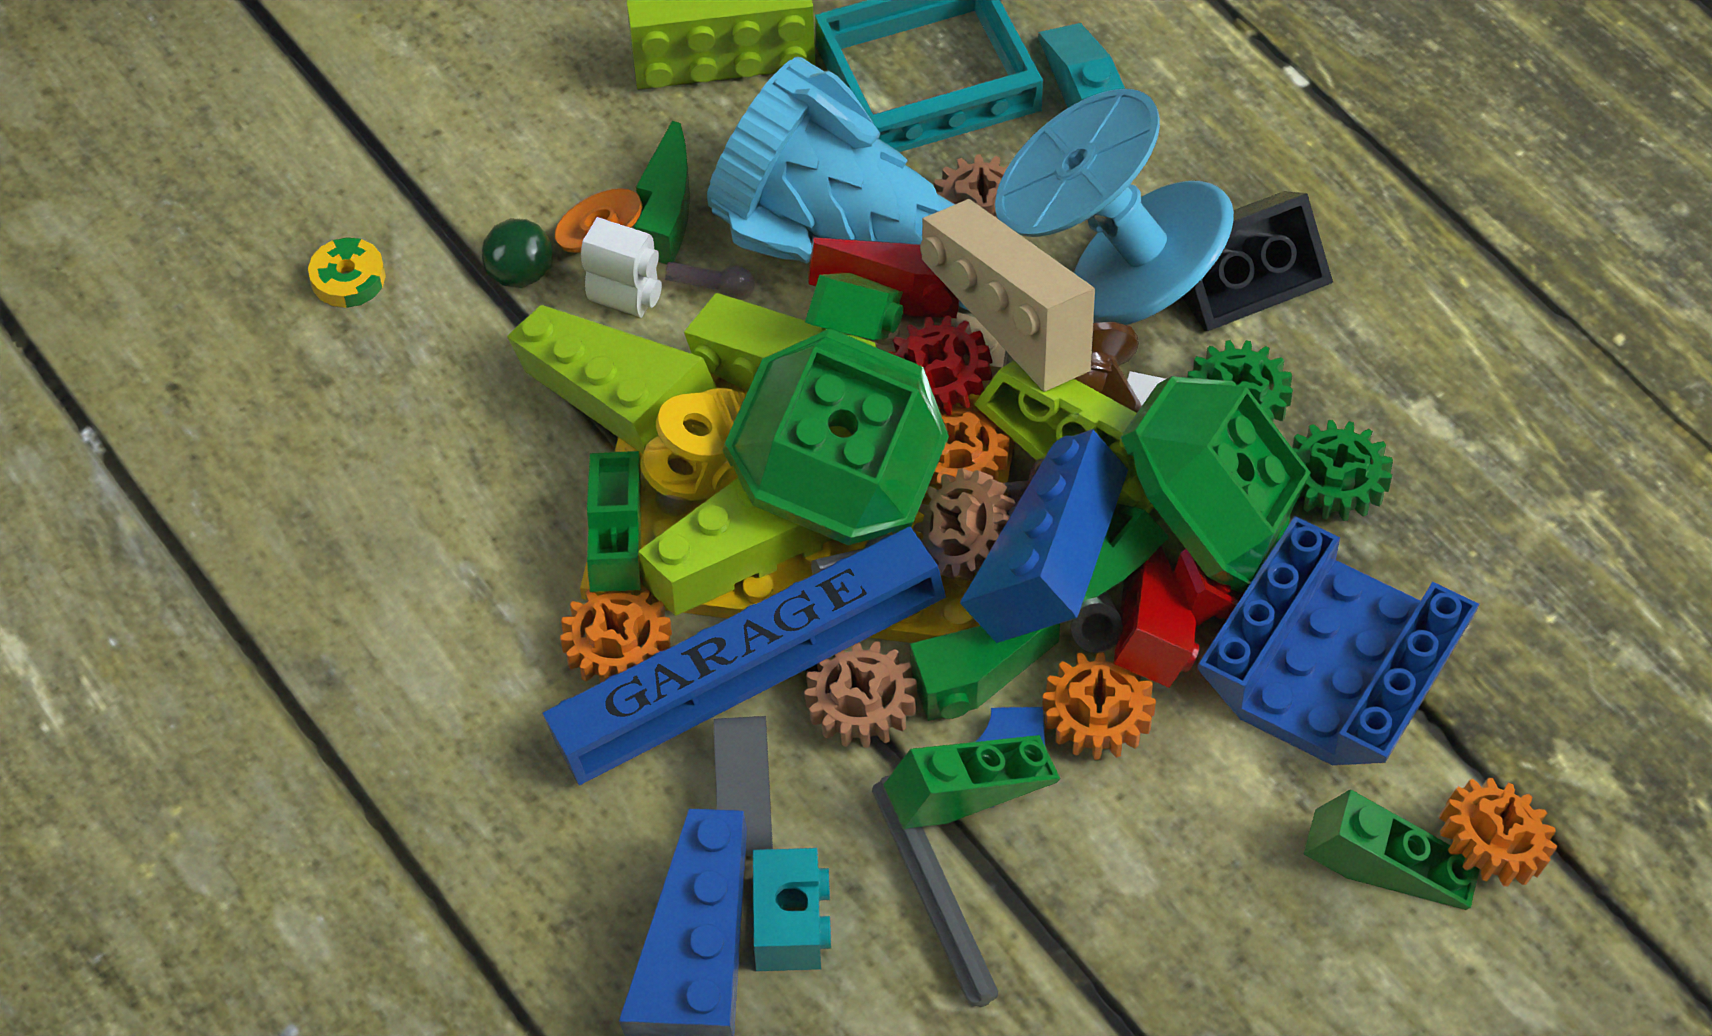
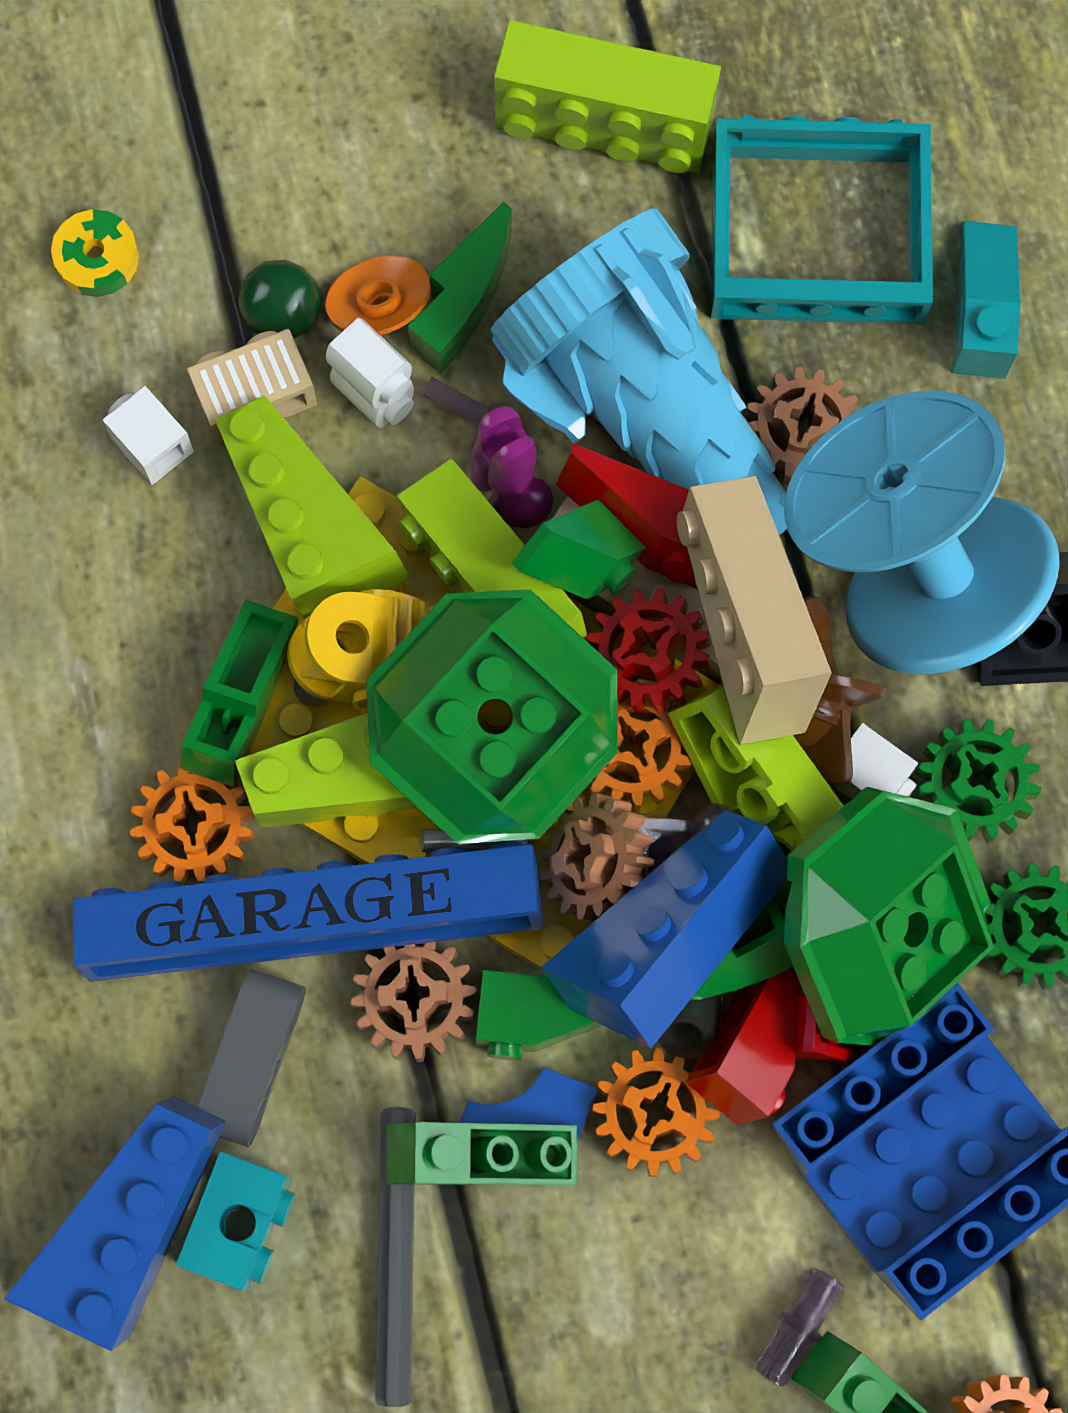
camera: 20 degrees right, 20 degrees up
(451, 376) = (147, 434): none -> white brick
(511, 304) = (263, 367): none -> tan brick
(759, 272) = (506, 462): none -> magenta piece
(1291, 816) = (799, 1327): none -> clear purple axle

